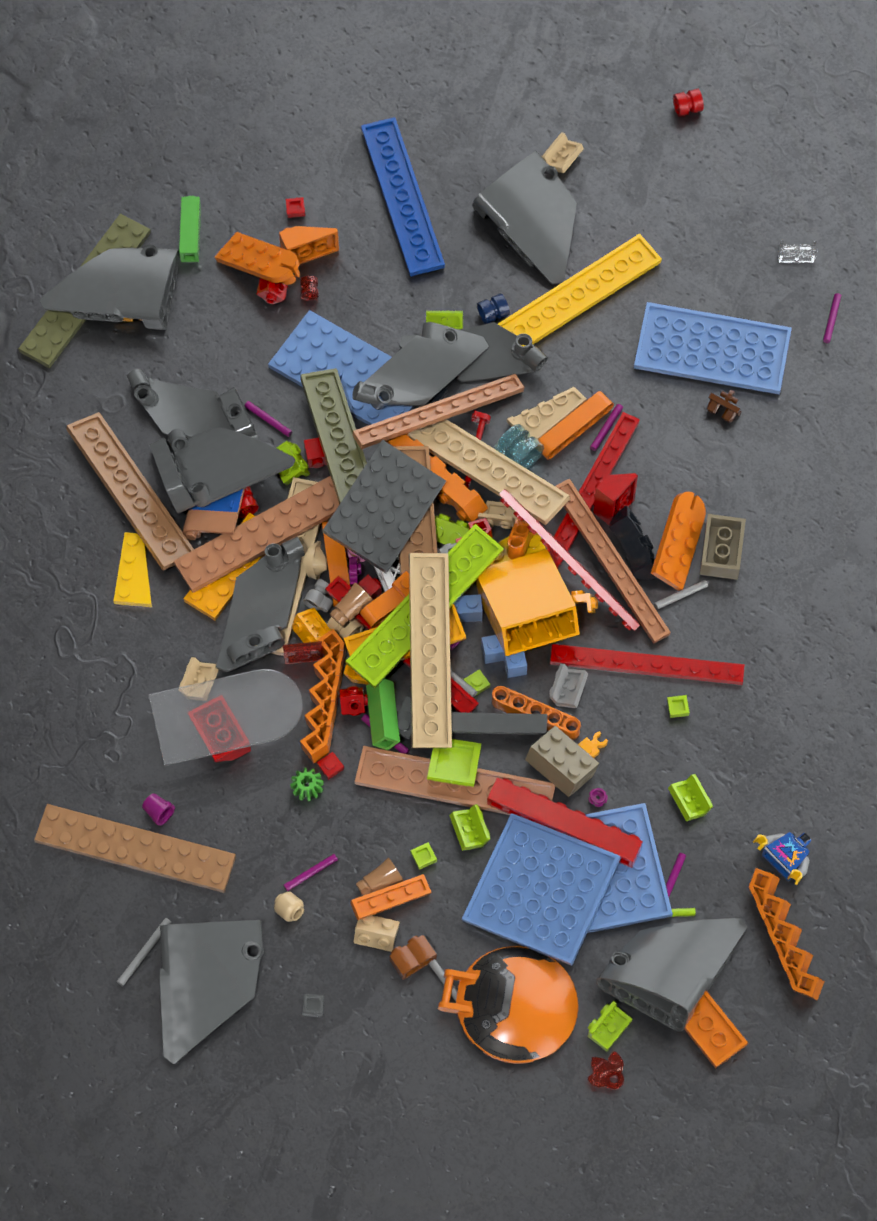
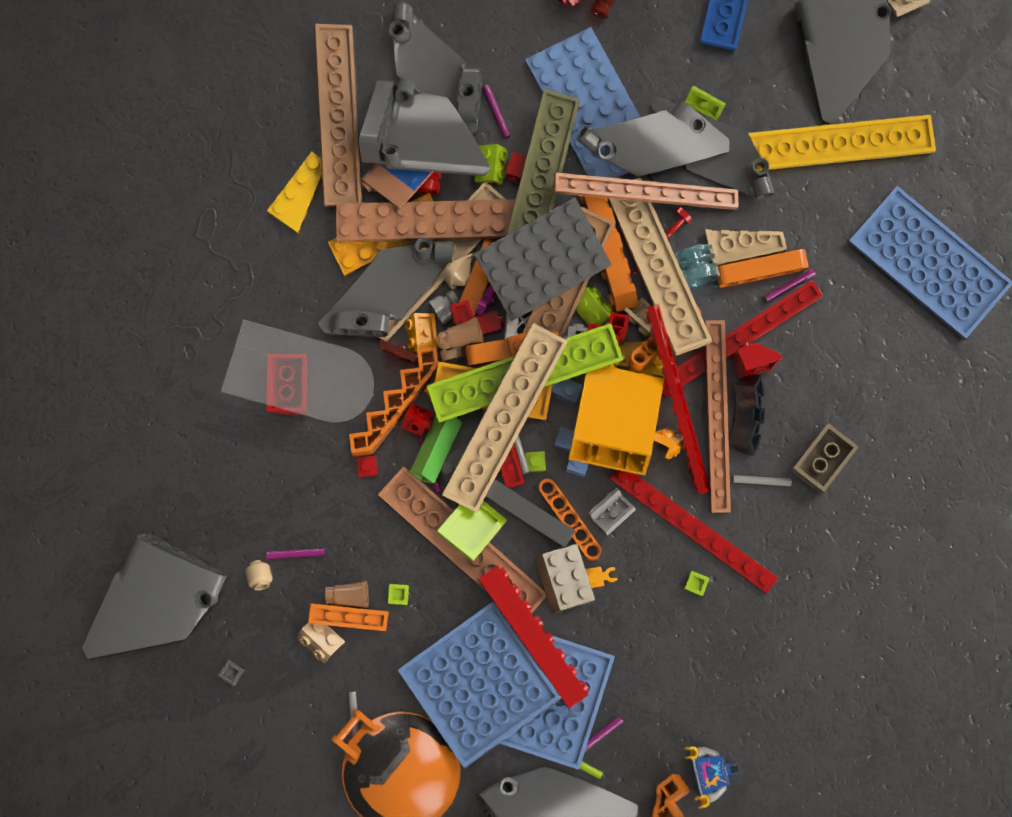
camera: 25 degrees right, 15 degrees up
(135, 848) = (161, 448): medium nougat plate -> none
(142, 954) = (116, 545): light grey bar -> none
(158, 809) = (198, 424): magenta piece -> none
(198, 672) = (299, 321): tan bracket -> none
(307, 777) = (339, 479): bright green gear -> none
(412, 957) = (337, 679): dark orange brick -> none
(470, 828) = (451, 592): lime bracket -> none
(494, 308) = (754, 116): dark blue wheel -> none
(597, 792) = (578, 631): magenta plate -> none
(679, 540) = (789, 430): orange plate -> none
(691, 798) = (657, 674): lime bracket -> none
(717, 402) = (902, 317): reddish brown hips -> none

